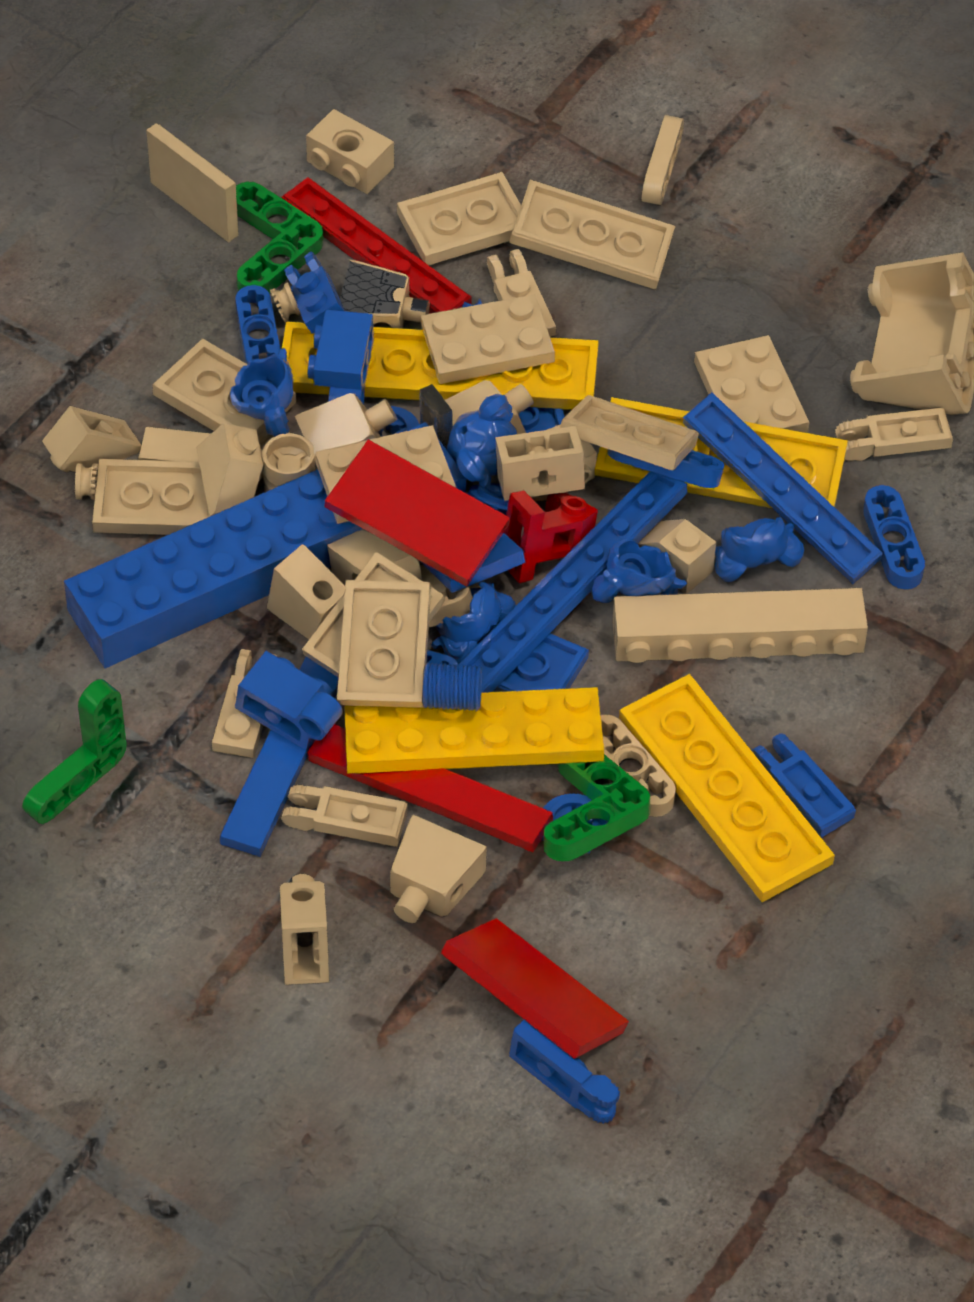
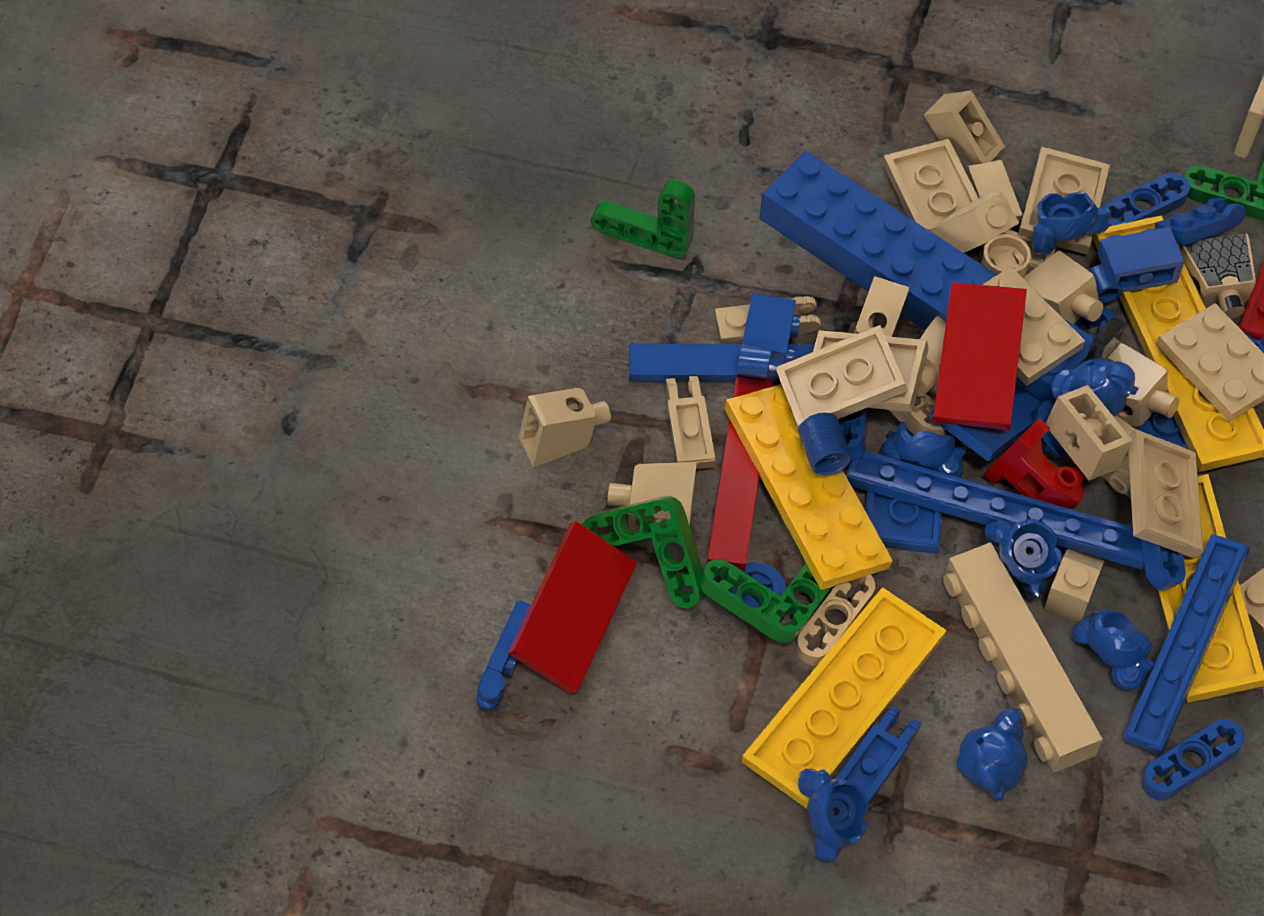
camera: 70 degrees right, 5 degrees up
(85, 481) = (923, 135): tan bush -> none
(286, 302) = (1182, 204): tan bush -> none
(490, 868) = (662, 533): none -> green beam
(849, 688) = (995, 754): none -> blue hair
(859, 836) = (850, 805): none -> blue hair

